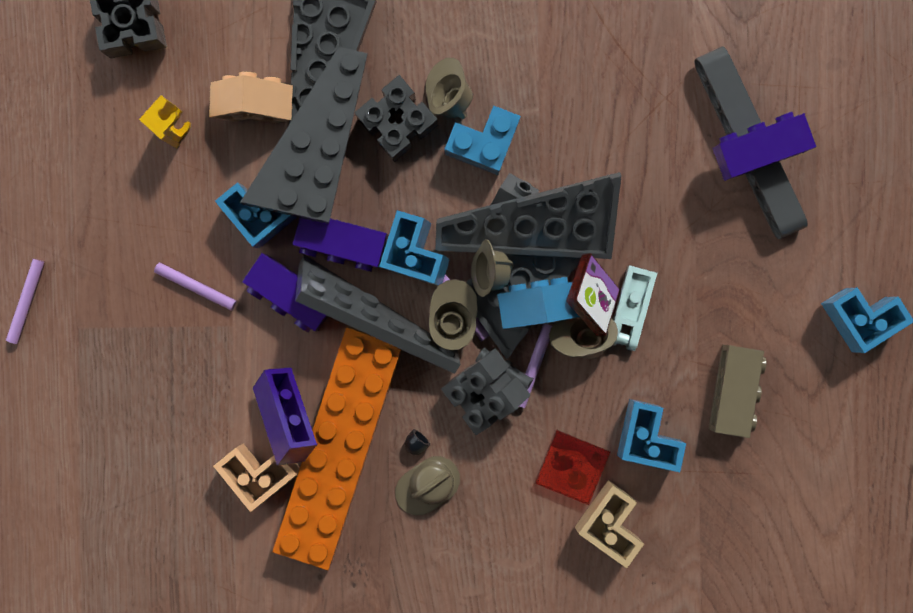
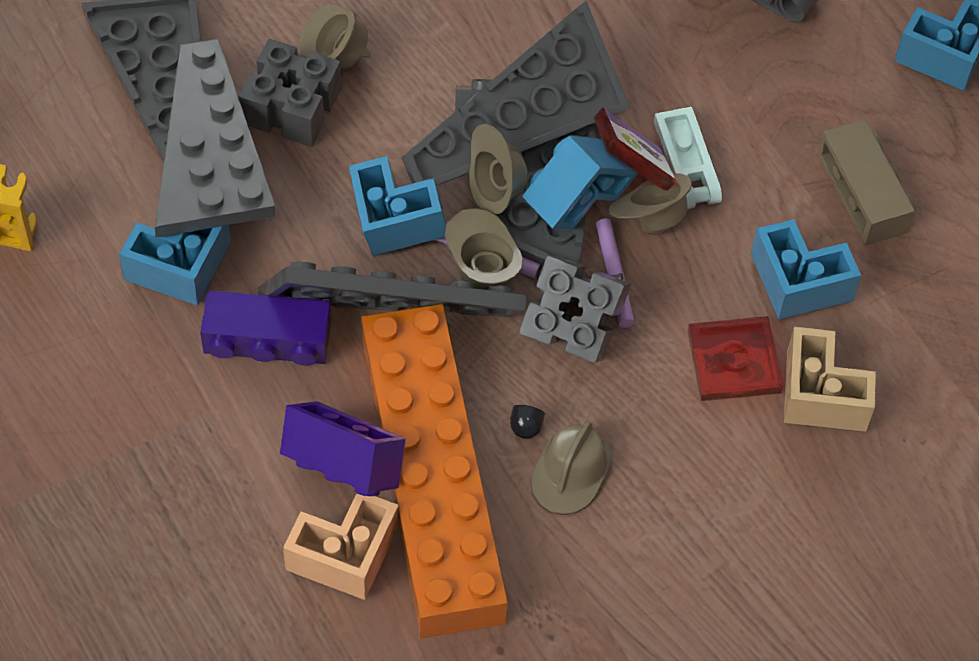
camera: 30 degrees left, 30 degrees down
(195, 286) = (138, 384): lavender bar -> none
(250, 98) = (100, 138): light nougat brick -> none
(341, 242) = (314, 235): dark purple brick -> none
(484, 149) = (406, 77): dark azure brick -> none

